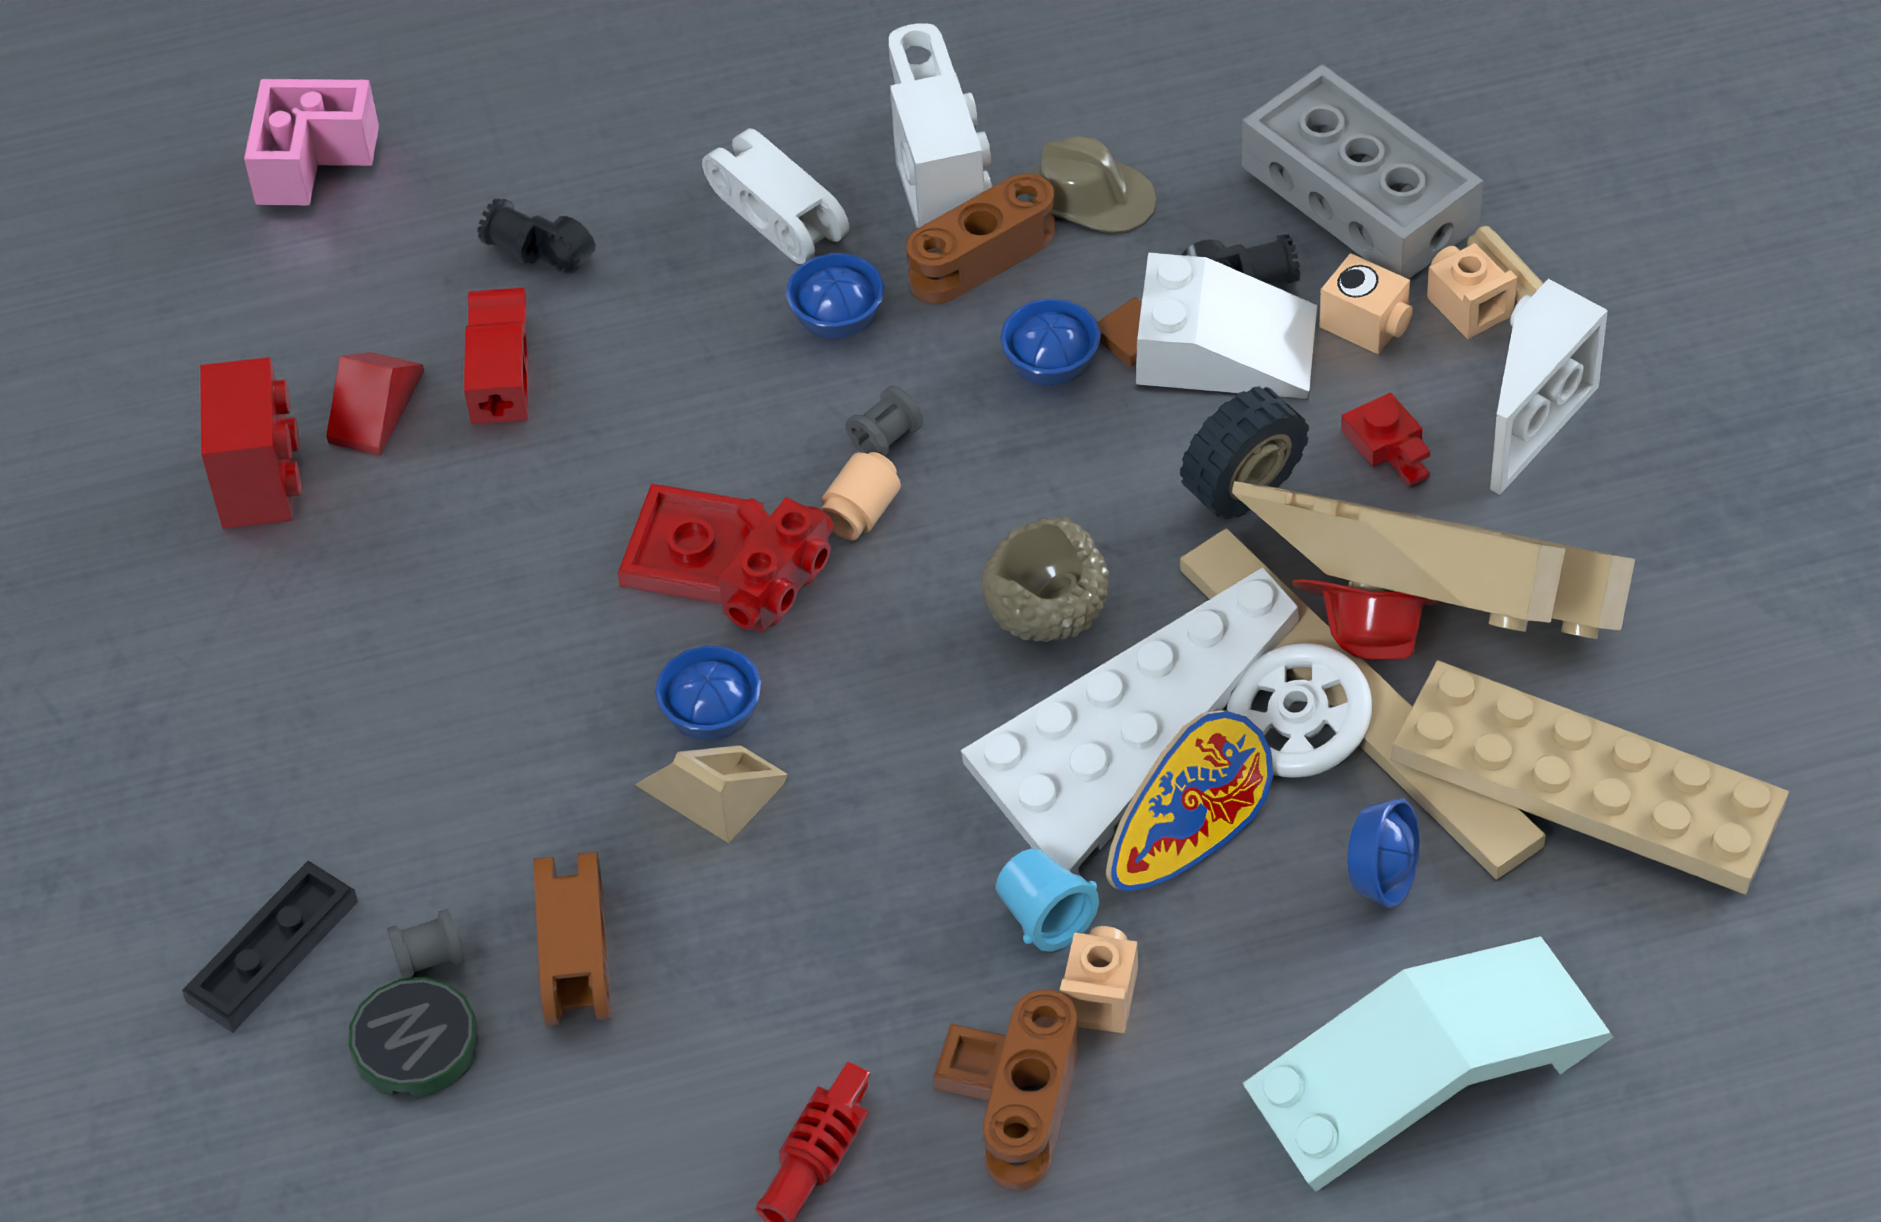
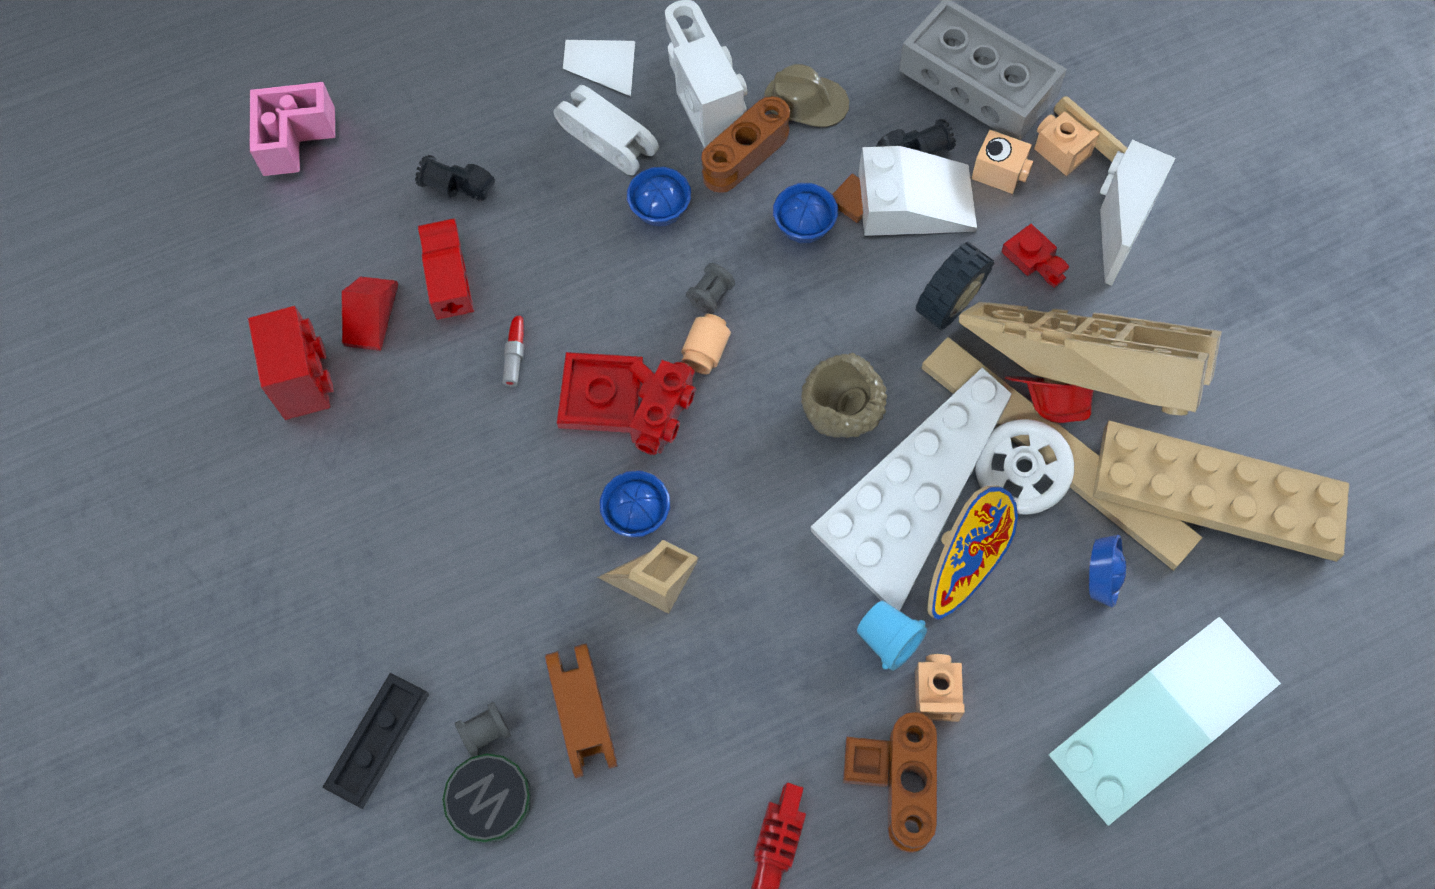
camera: 10 degrees left, 15 degrees up
(574, 477) = (513, 352): none -> light grey piece
(792, 108) = (602, 62): none -> white sticker

